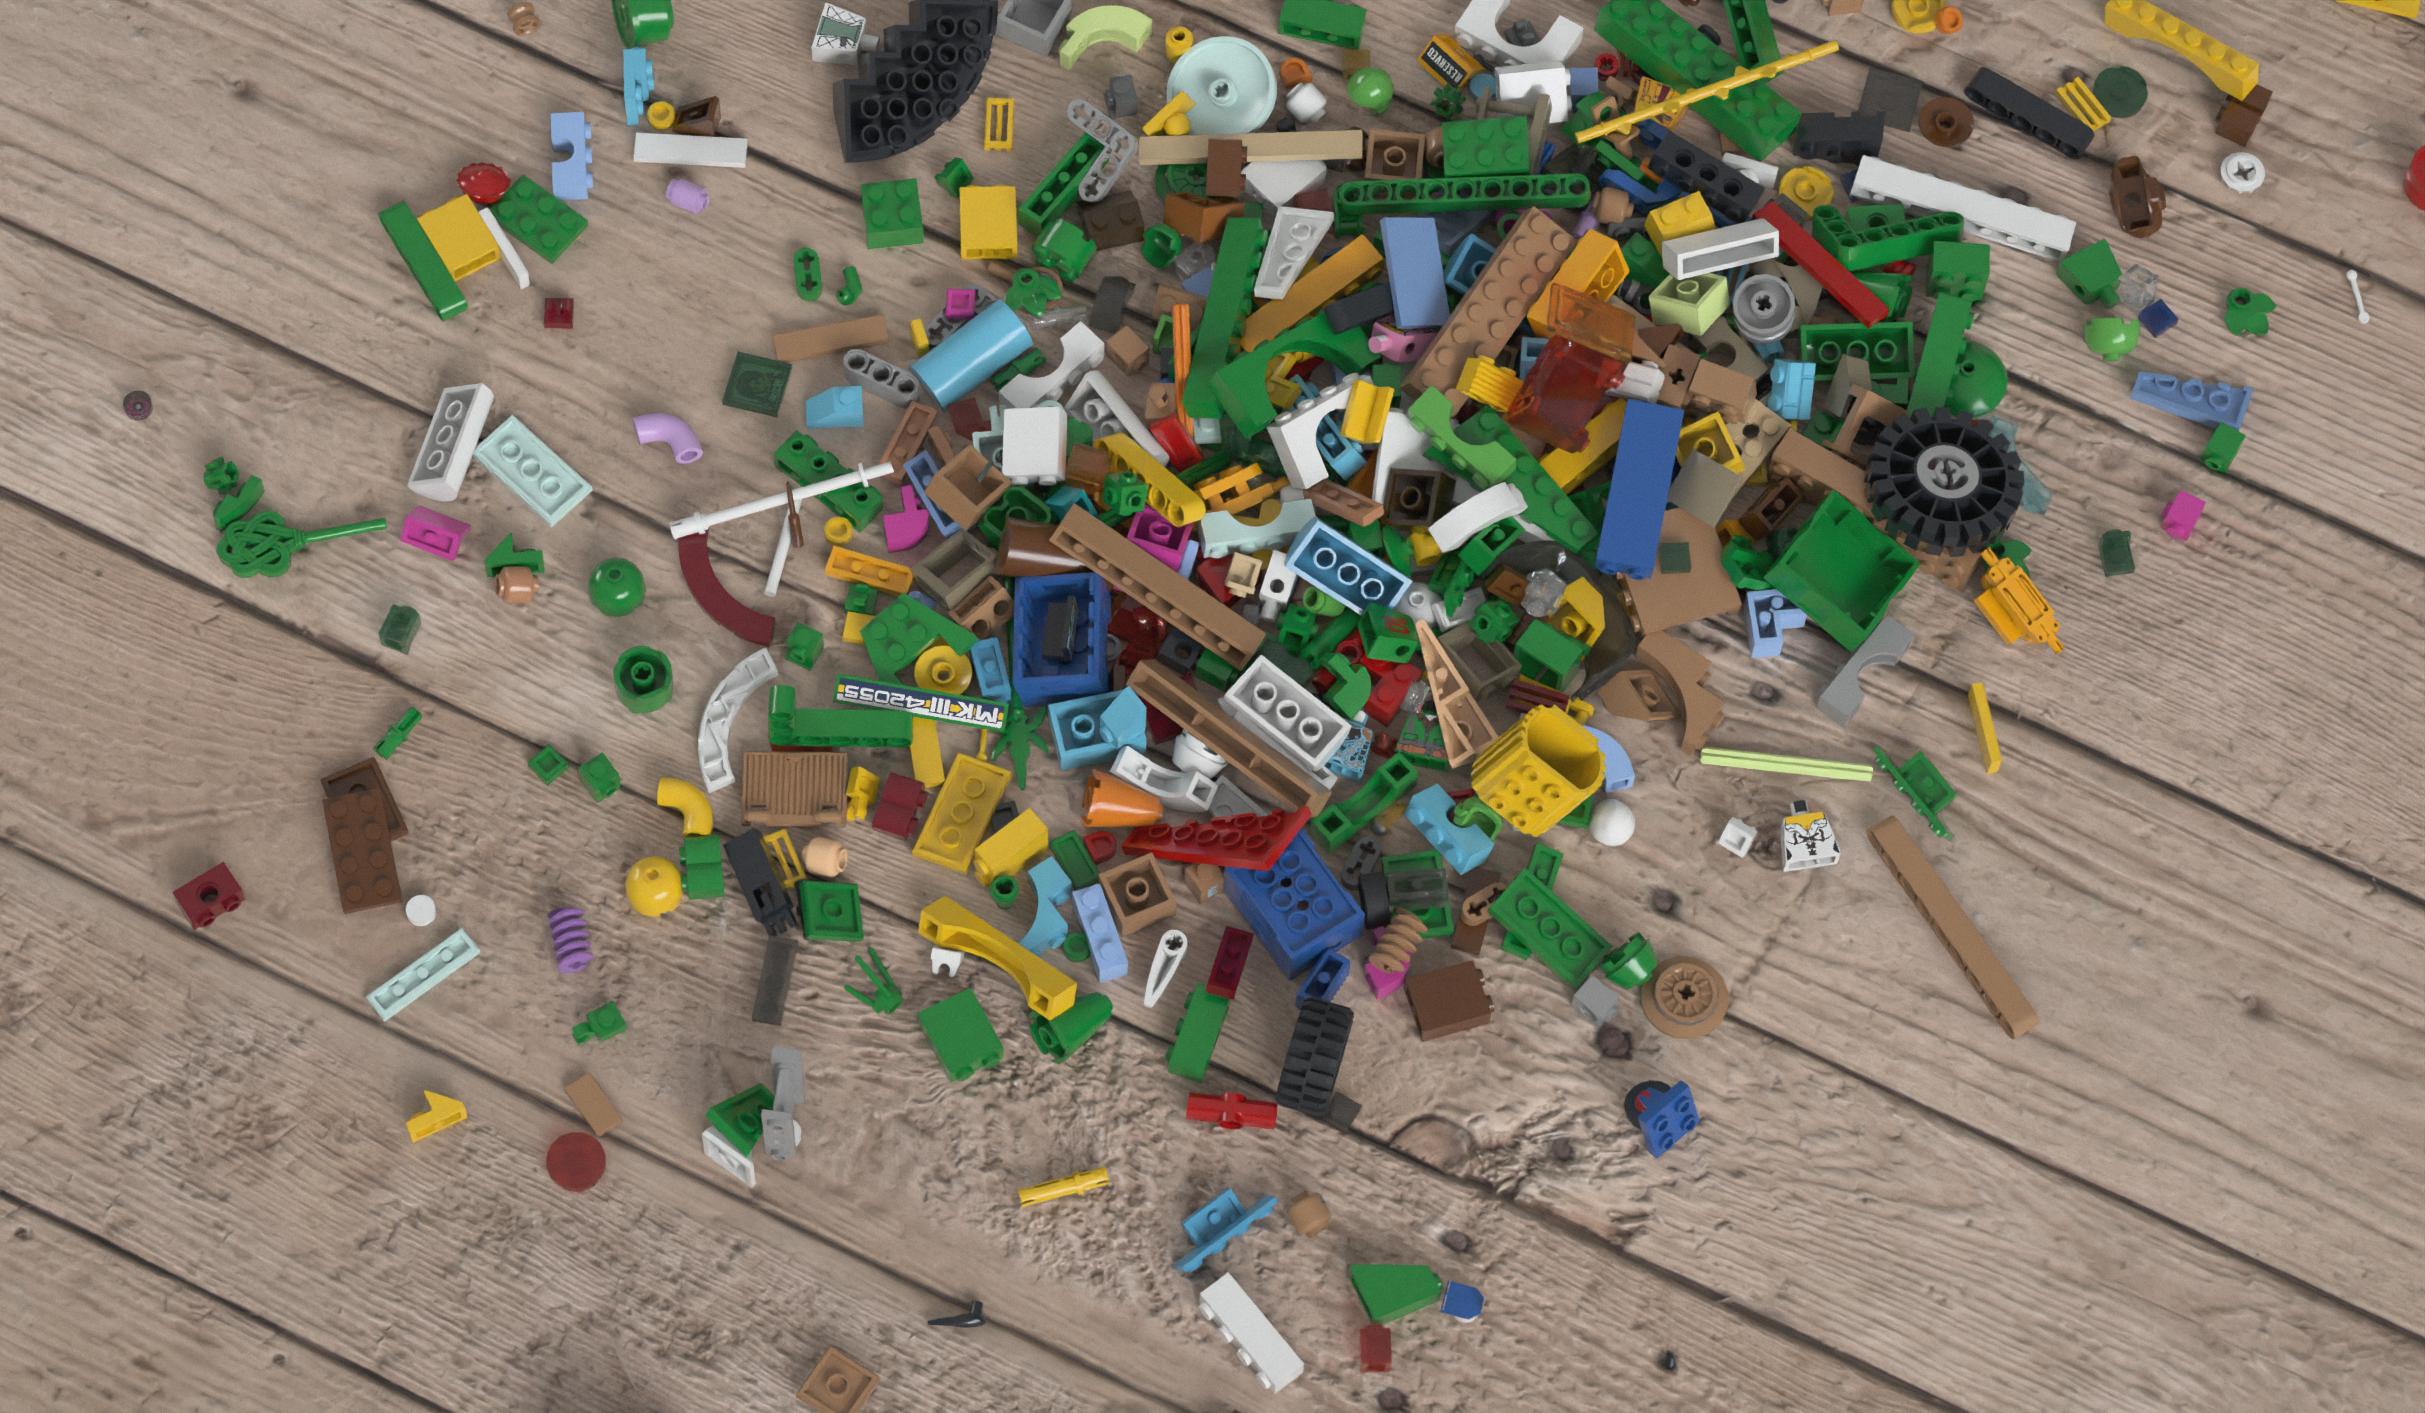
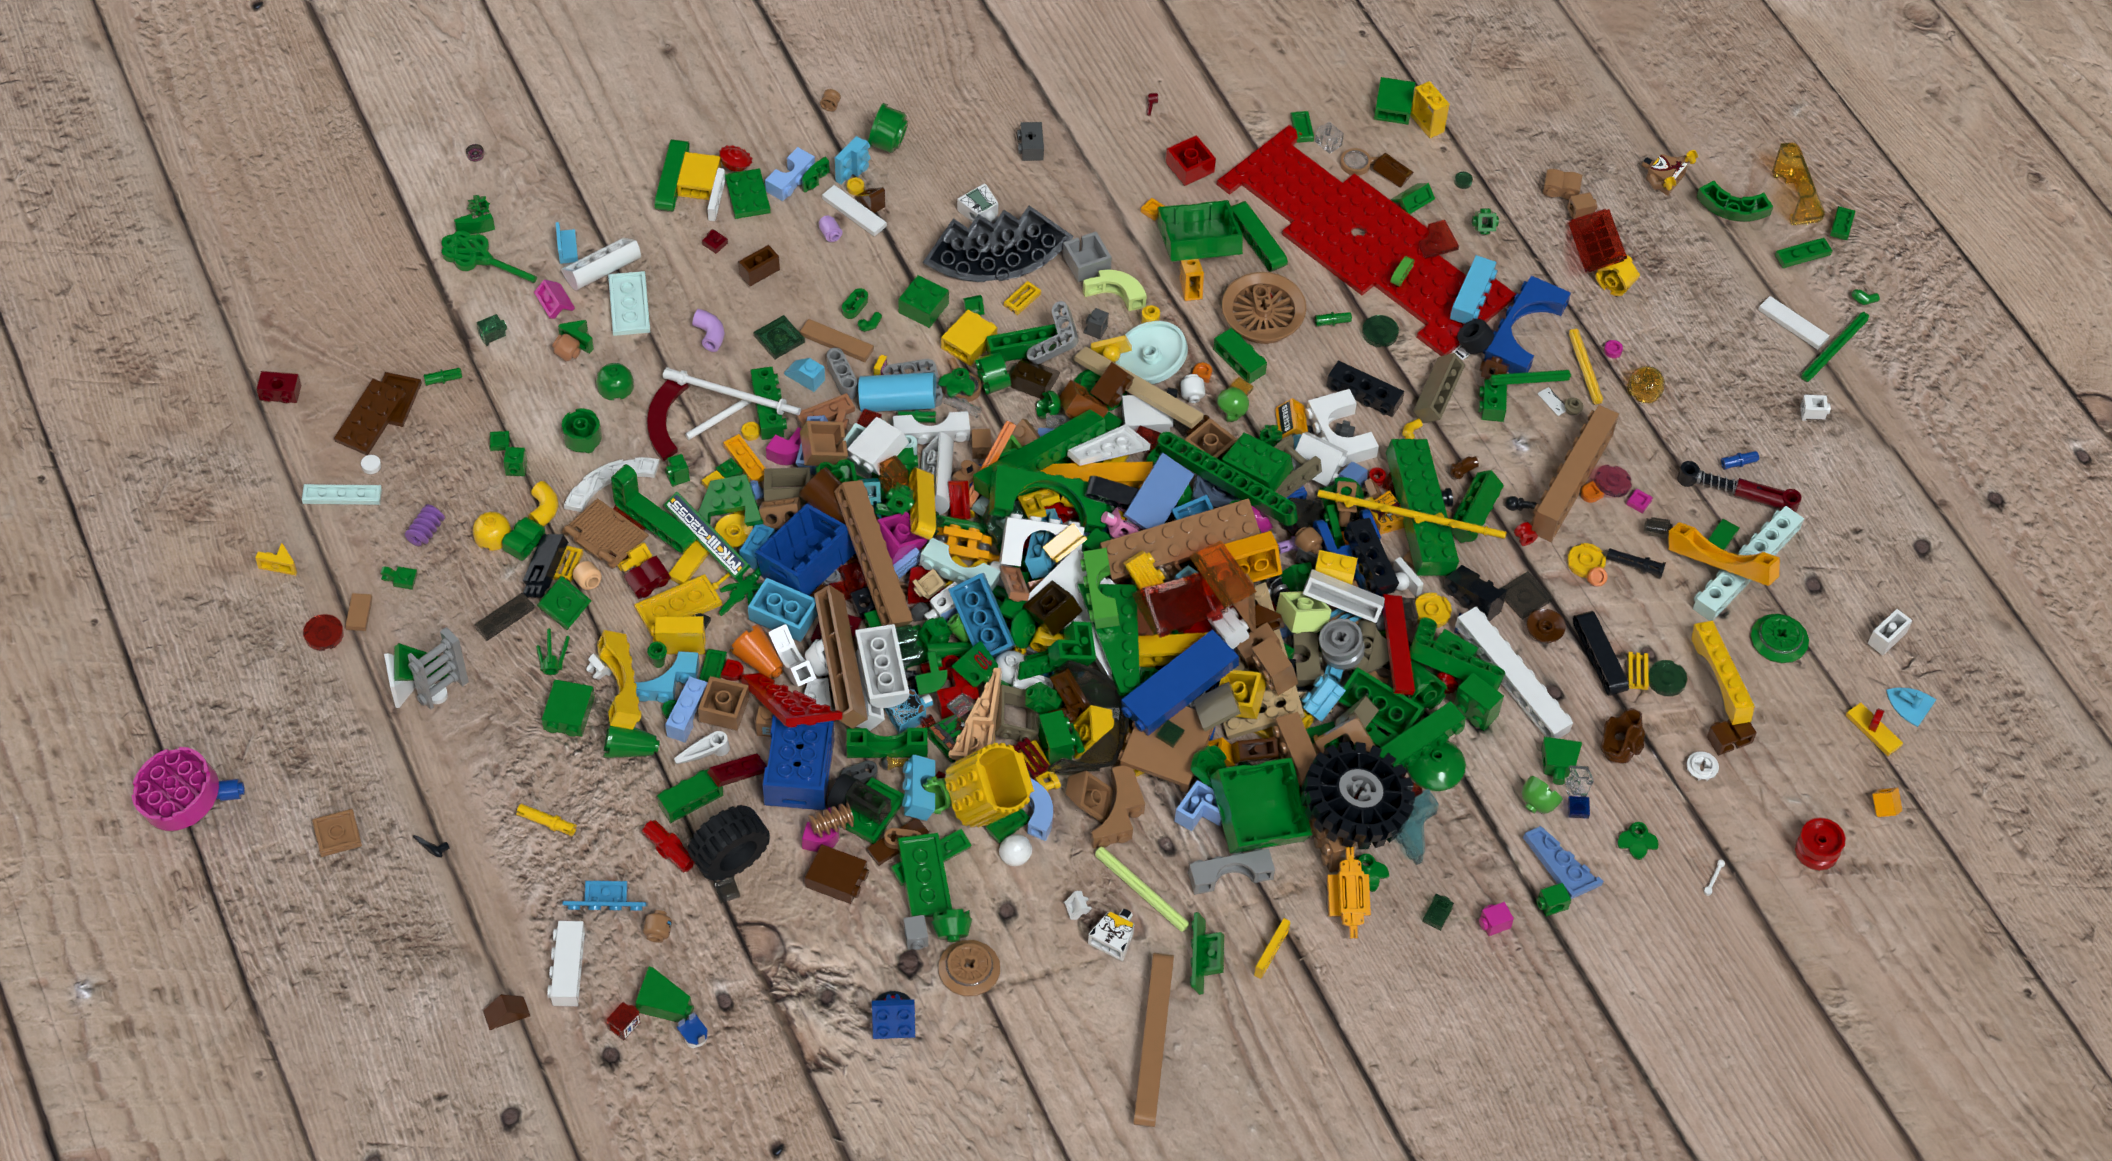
camera: 40 degrees right, 10 degrees down
(380, 449) = (566, 245): none -> medium azure panel
(601, 134) = (816, 171): none -> green slope
(652, 307) = (759, 265): none -> reddish brown brick
(794, 520) = (730, 406): reddish brown piece -> none
(960, 304) = (915, 364): dark pink tile -> none
(1060, 630) = (806, 547): black panel -> none
(1111, 303) = (993, 413): clear smoke brick -> none
(1123, 719) = (792, 607): medium azure slope -> none
(1324, 978) = (779, 814): blue brick -> none
(1476, 514) = (1073, 628): white arch -> none
(1543, 593) = (1077, 699): clear brick -> none
(1830, 22) = (1525, 533): none -> red wheel

